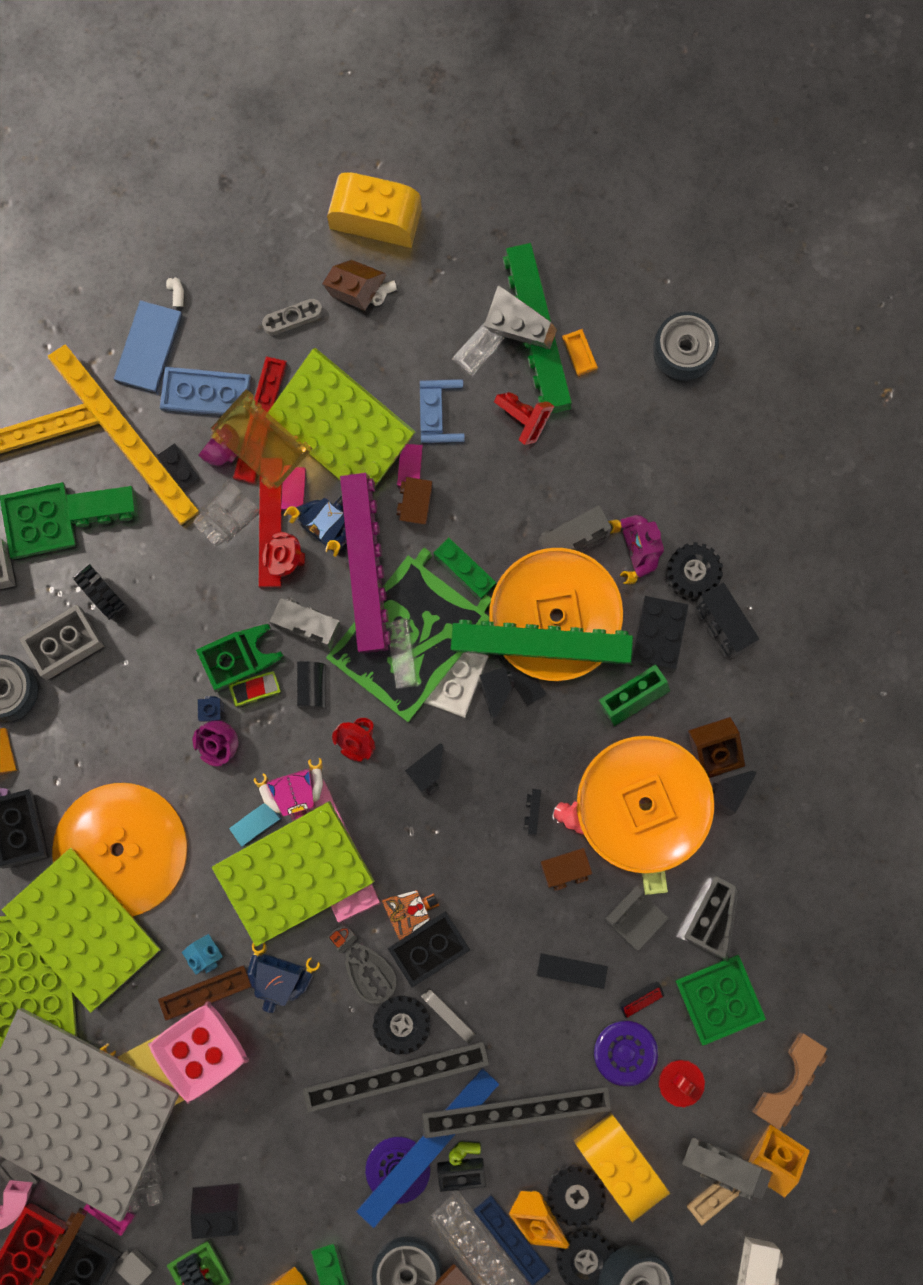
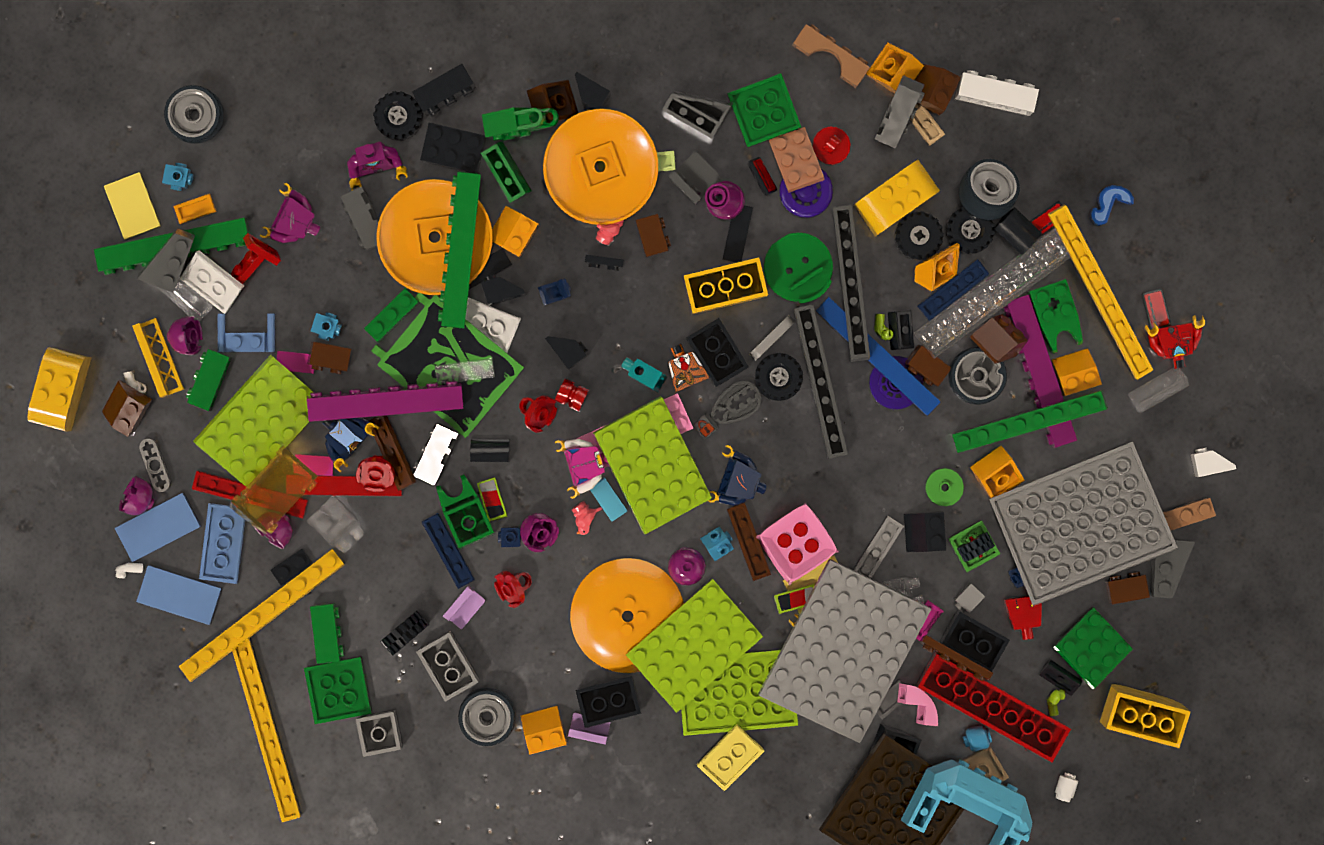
camera: 90 degrees left, 10 degrees up
(130, 660) = (464, 607): none -> lavender panel
(135, 1049) = (793, 599): none -> slope
(151, 711) = (510, 589): none -> red tile
(176, 918) = (686, 566): none -> magenta cylinder
(186, 645) = (448, 550): none -> dark blue tile
(196, 1152) = (878, 547): none -> light grey plate
(223, 321) = (157, 527): none -> medium blue tile
(234, 796) = (584, 517): none -> coral animal
(255, 297) = (137, 497): none -> magenta cylinder
(280, 1225) = (934, 485): none -> bright green plate
(307, 574) = (392, 452): none -> reddish brown plate
(376, 778) = (571, 394): none -> red wheel
(388, 371) = (208, 379): none -> green brick
(397, 870) = (651, 377): none -> teal torso
(406, 310) = (151, 360): none -> yellow fence
(421, 1204) = (924, 364): none -> reddish brown brick
(436, 344) = (185, 335): none -> magenta cylinder
(450, 496) = (319, 326): none -> dark azure brick
(496, 755) = (554, 291): none -> dark blue bracket
(497, 370) = (211, 282): none -> white tile
(508, 957) = (725, 286): none -> yellow brick
(518, 1056) = (808, 279): none -> green piece
(565, 706) = (513, 231): none -> light orange slope
(571, 457) = (292, 219): none -> magenta torso
(580, 285) = (132, 206): none -> light yellow tile
(608, 962) = (731, 203): none -> magenta piece
(615, 330) = (171, 173): none -> dark azure brick
(662, 1041) = (796, 159): none -> nougat plate
(693, 704) = (516, 122): none -> green brick
(758, 1217) = (938, 87): none -> reddish brown slope

